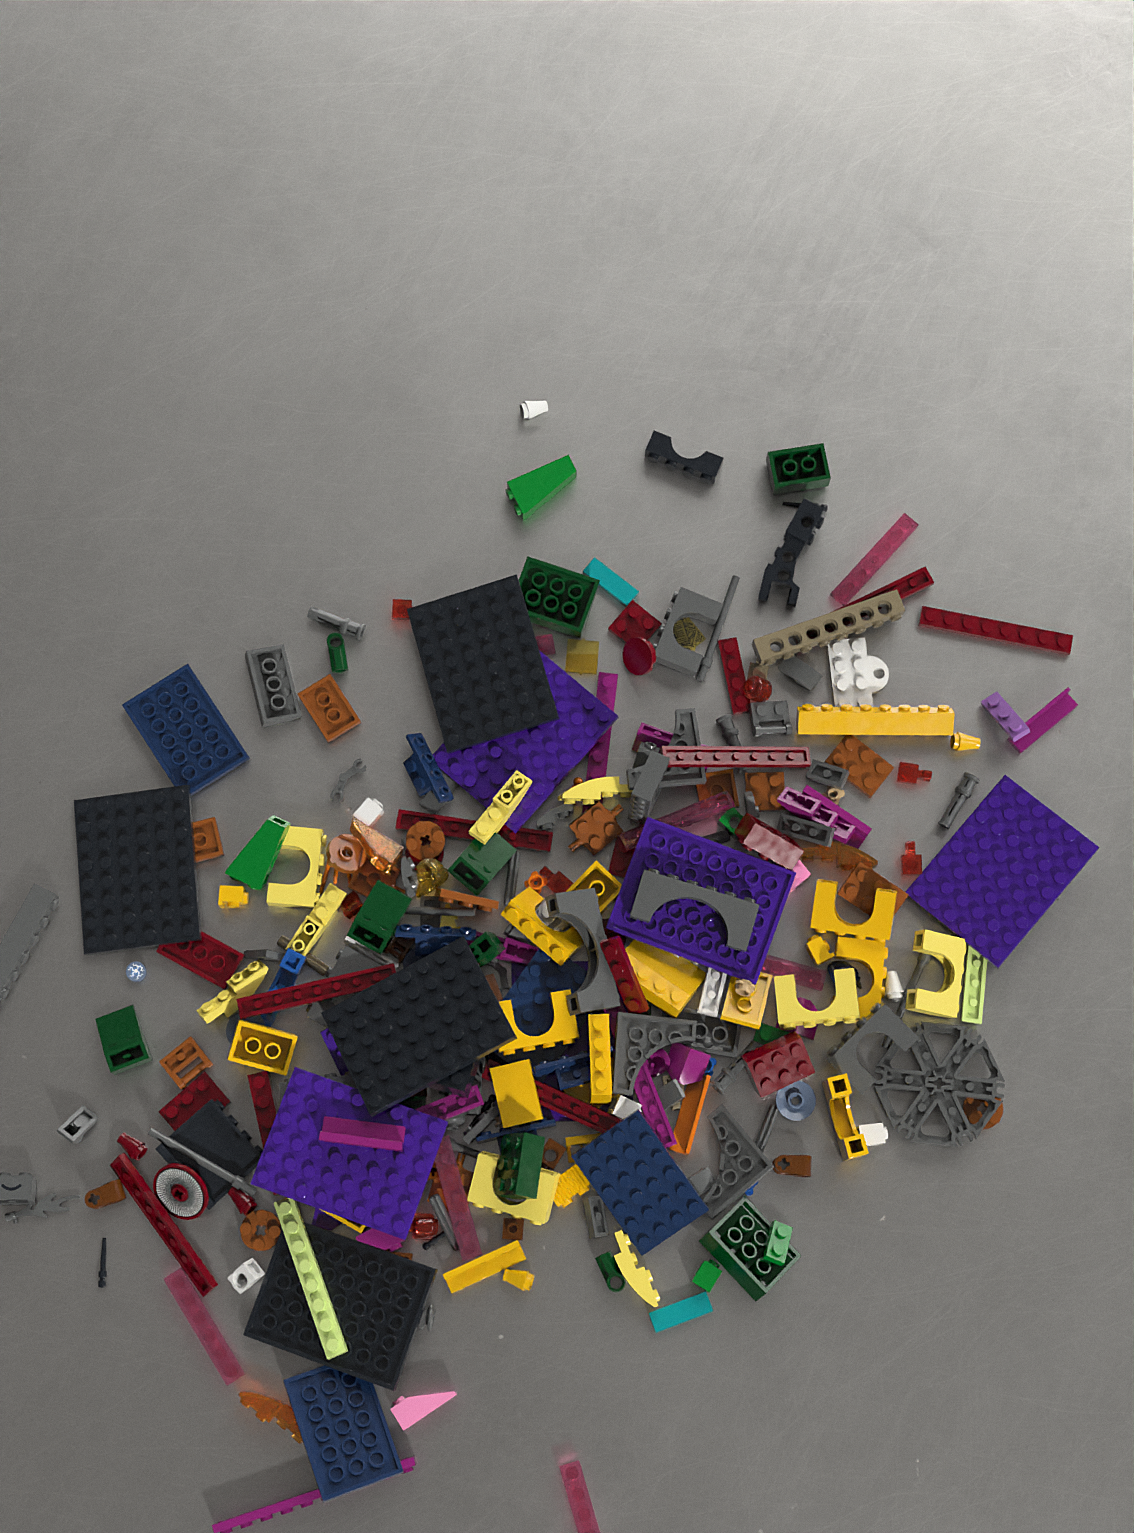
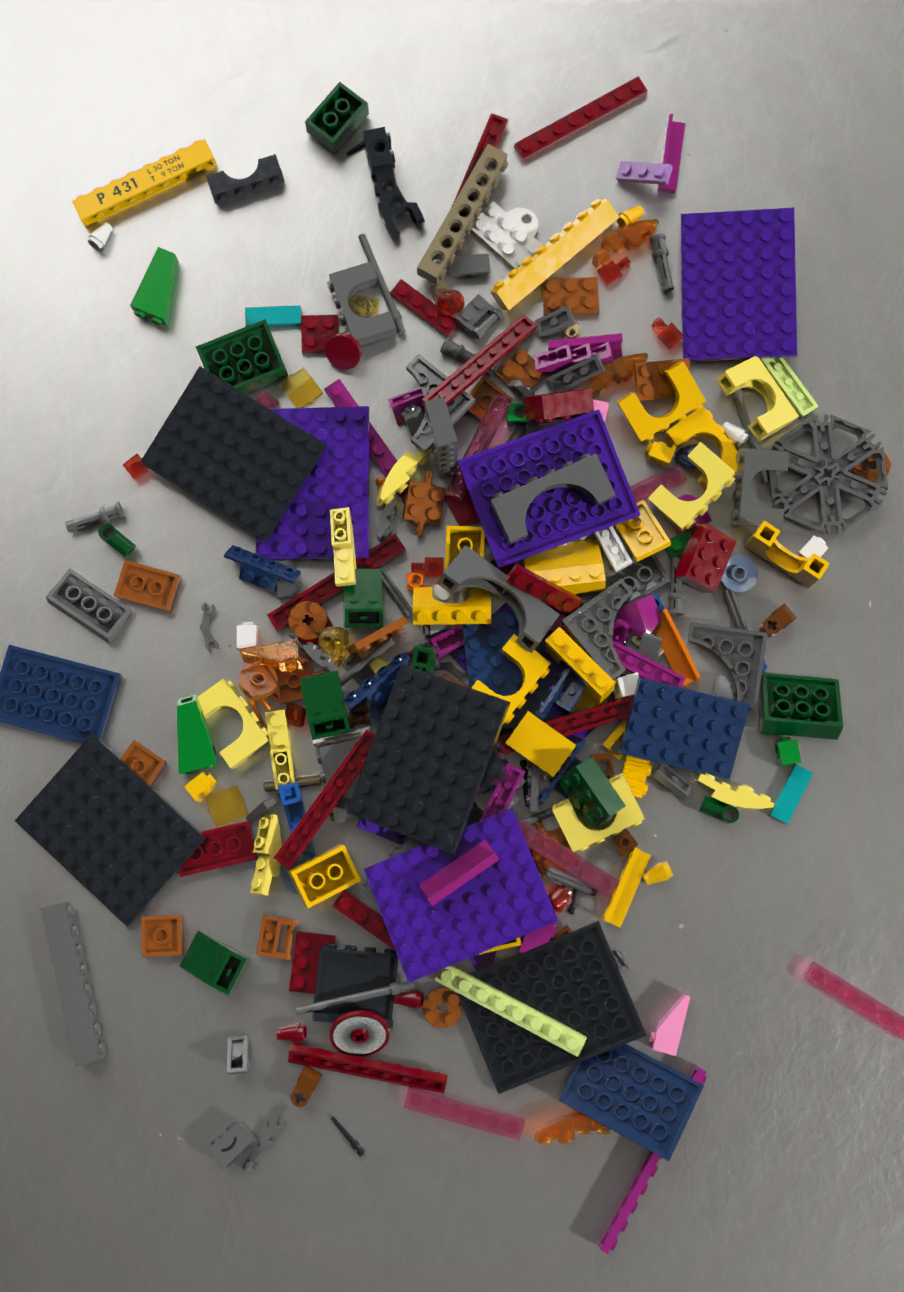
camera: 40 degrees left, 5 degrees up
(103, 984) = (161, 935): none -> dark orange plate
(136, 971) = (178, 904): sand blue tile -> none
(238, 929) = (226, 806): none -> clear yellow piece
(252, 1273) = (462, 1043): white brick -> none
(603, 395) = (144, 183): none -> yellow brick
(744, 987) = (634, 524): tan plate -> none
(778, 1243) = (816, 684): plate -> none
(874, 559) = (450, 139): clear pink plate -> none
(950, 757) = (626, 237): none -> clear orange slope

